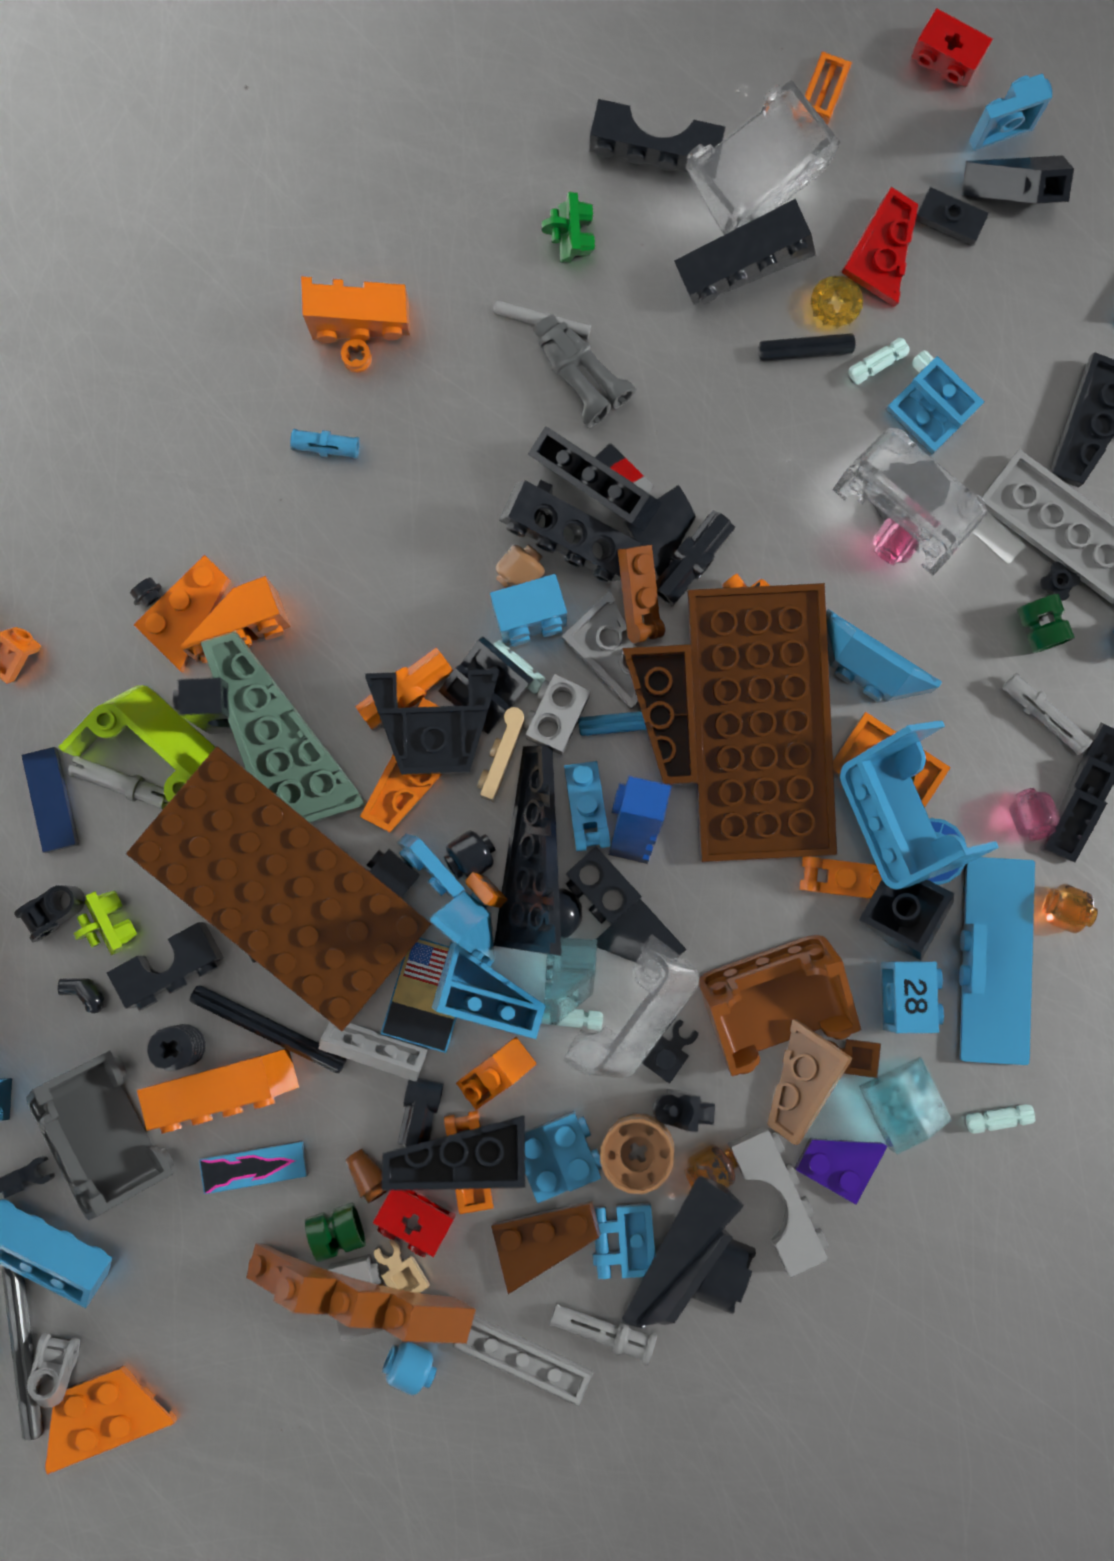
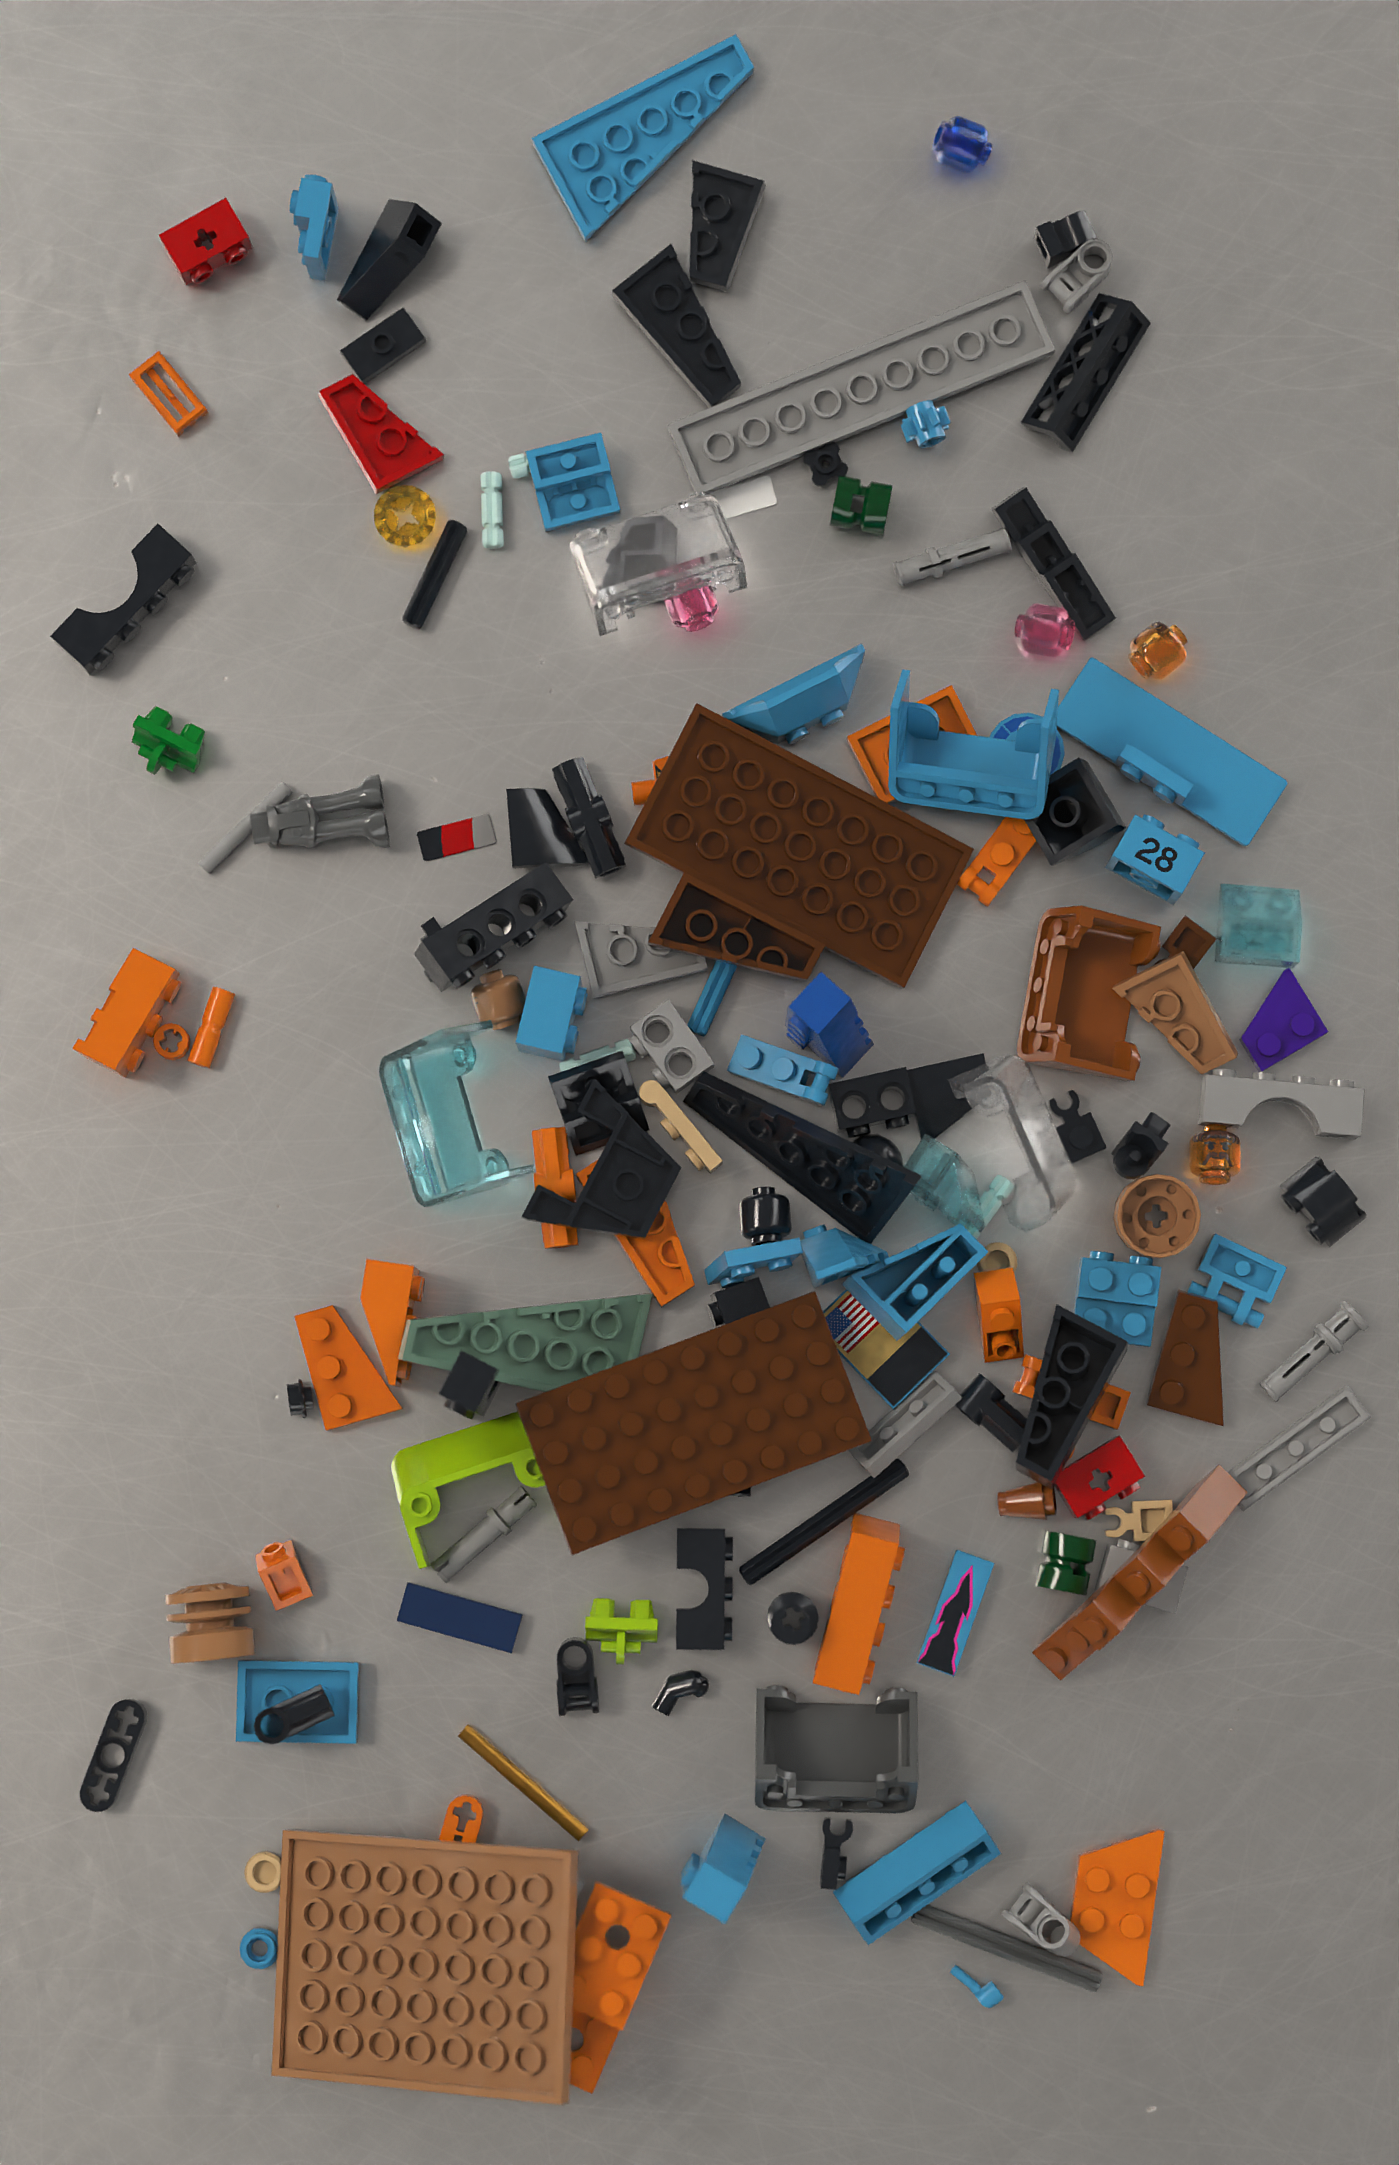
camera: 60 degrees left, 0 degrees up
(325, 443) = (248, 1126): dark azure pin -> none
(386, 376) = (212, 1023): none -> orange piece
(407, 575) = (436, 1118): none -> clear light blue windscreen
(409, 1368) = (1240, 1563): dark azure head -> none
(485, 890) = (810, 1220): orange tile -> none
(539, 1049) = (998, 1257): none -> tan tile
(595, 478) = (453, 870): black brick -> none
(640, 593) = (597, 892): dark orange plate -> none
(685, 1255) = (1282, 1227): black wedge -> none
(747, 253) = (304, 582): black wedge -> none
(763, 159) = (218, 509): clear windscreen -> none
(1000, 1118) = (1325, 841): light aqua axle -> none

